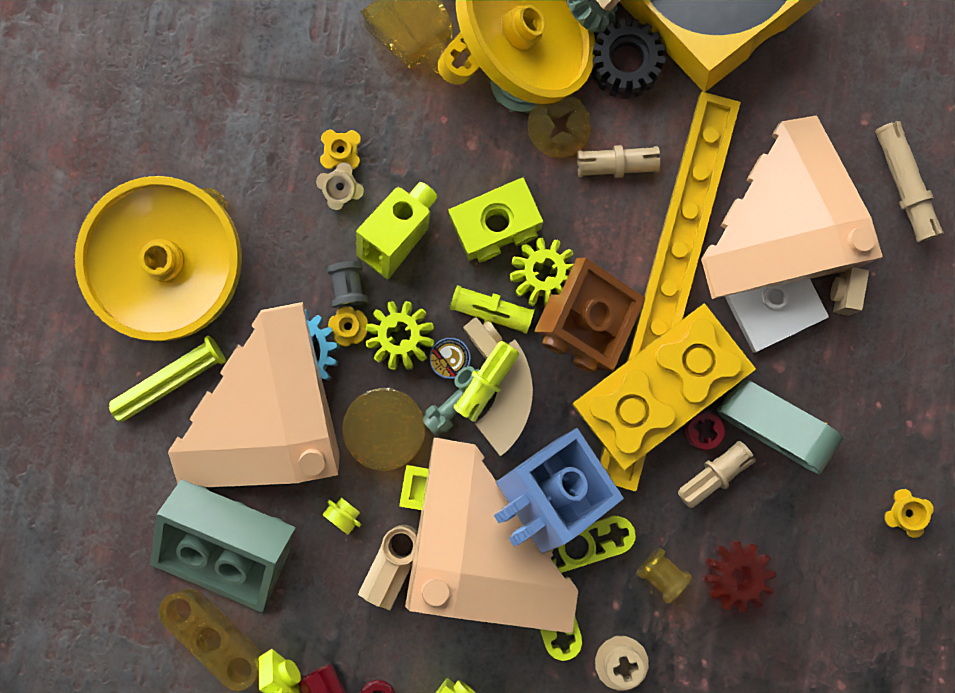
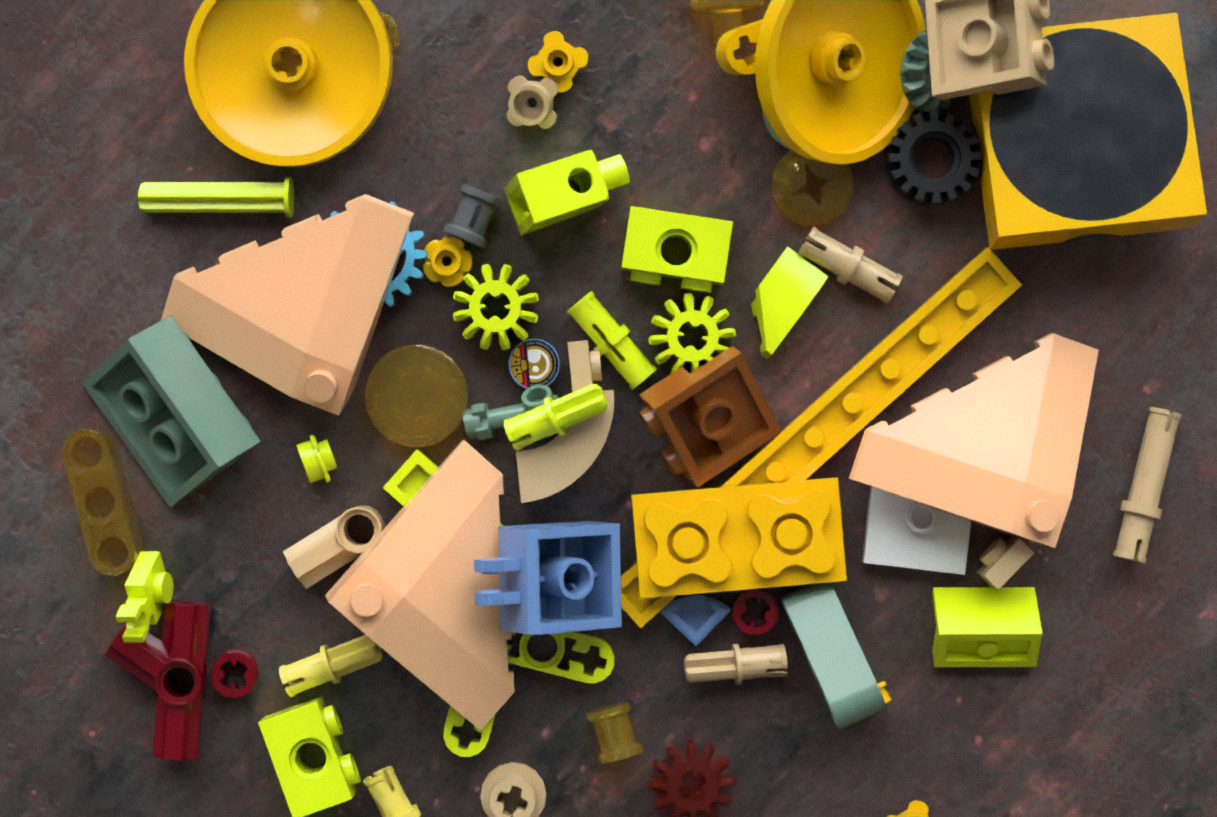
camera: 30 degrees right, 5 degrees up
(438, 653) = (330, 664): none -> light yellow axle
(589, 209) = (784, 297): none -> neon yellow slope
(666, 459) = (695, 615): none -> medium blue tile
(867, 343) = (986, 627): none -> neon yellow panel

